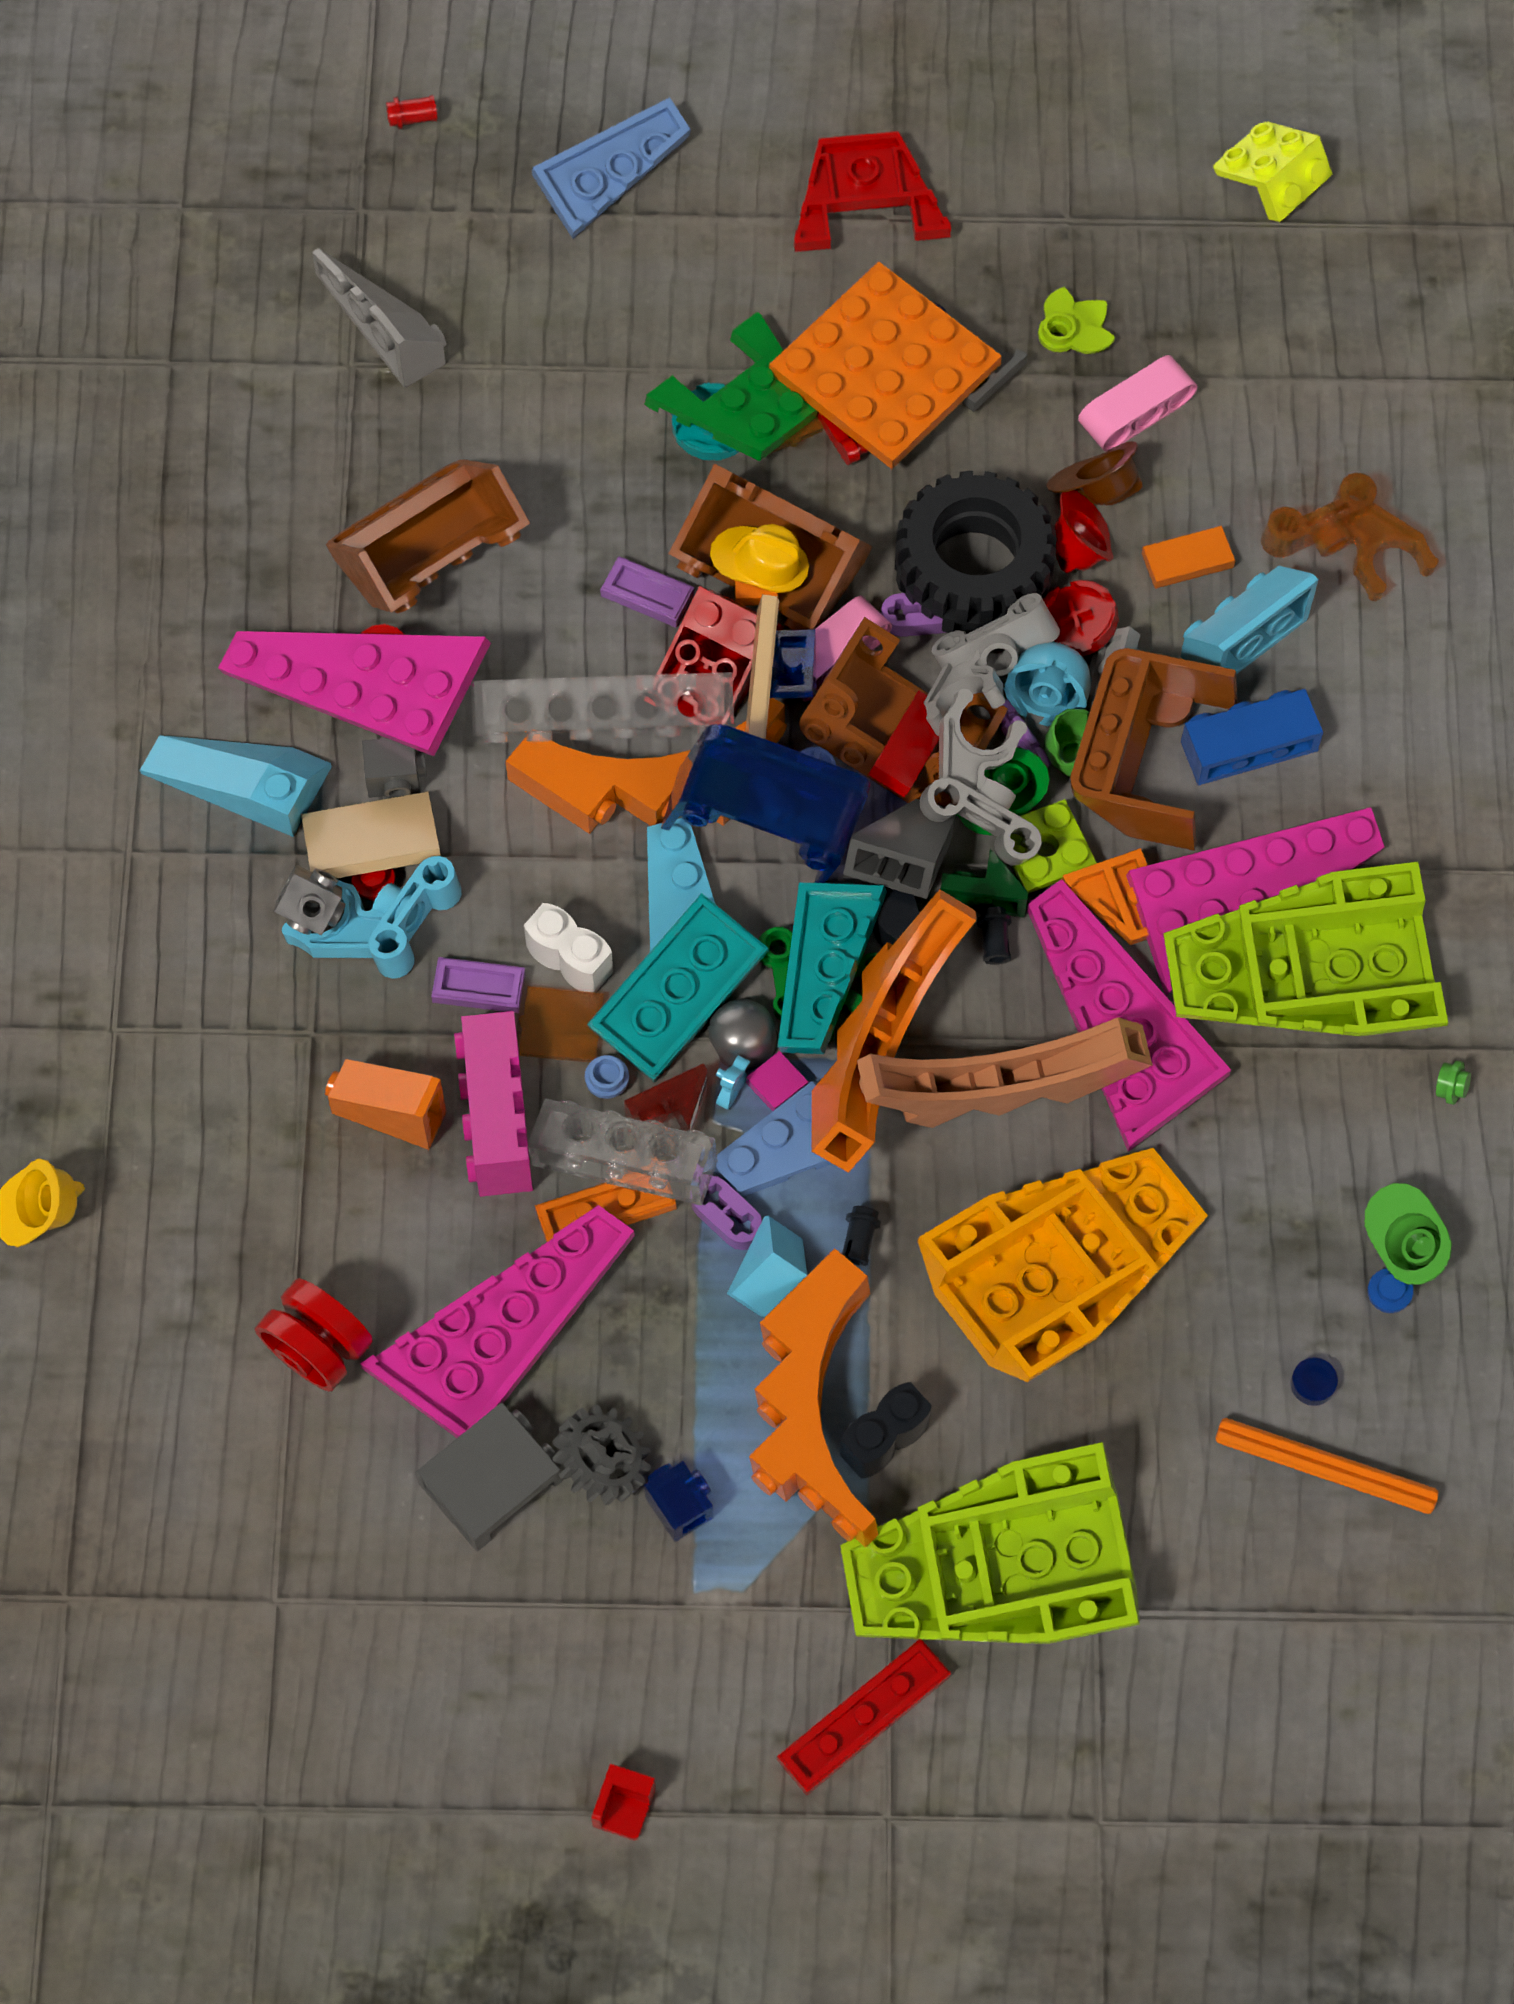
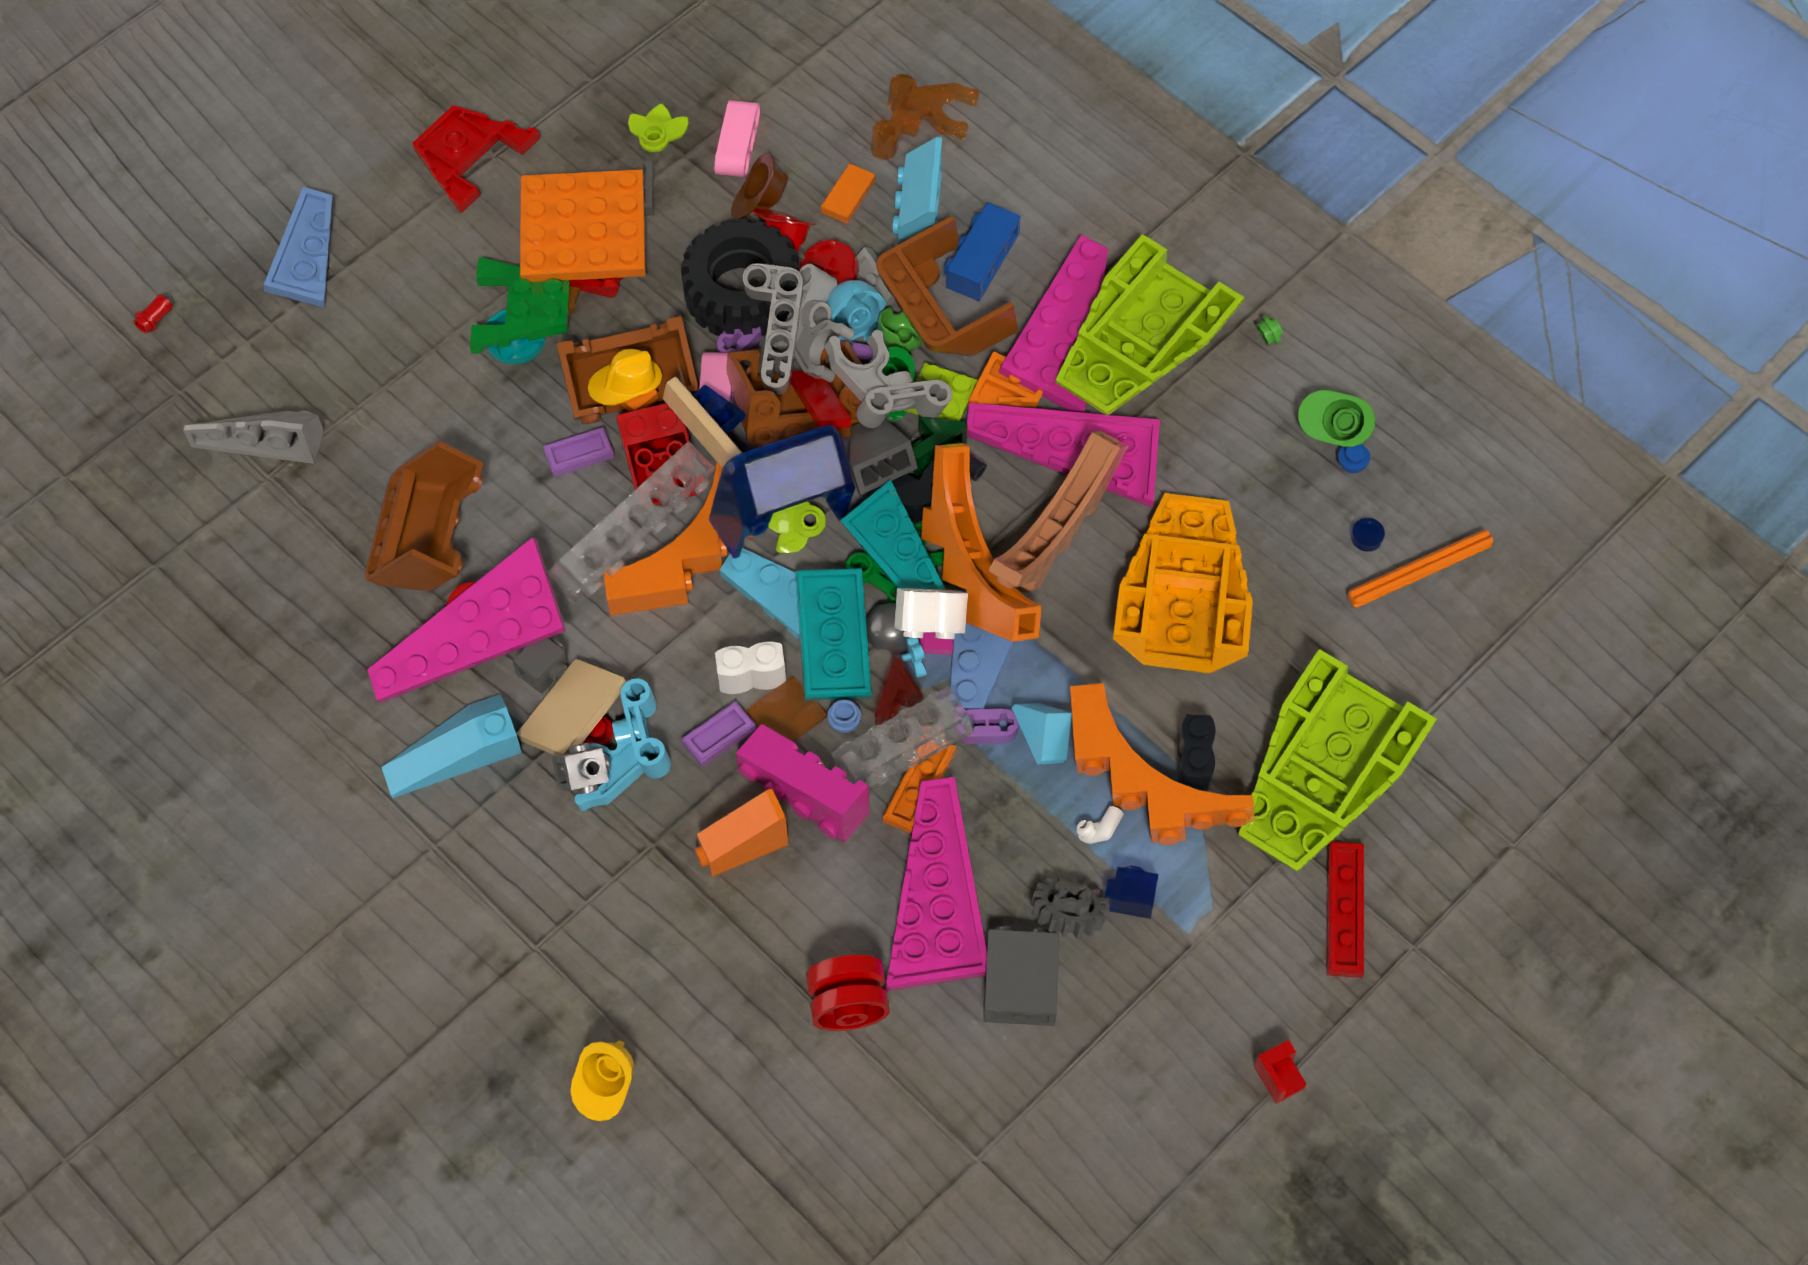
camera: 45 degrees left, 5 degrees down
(717, 1413) = (1100, 831): none -> white arm
(755, 854) = (791, 527): none -> lime plate
(780, 1051) = (930, 612): none -> white brick
(860, 1234) = (1068, 671): black pin -> none
(934, 631) = (777, 330): none -> light grey beam

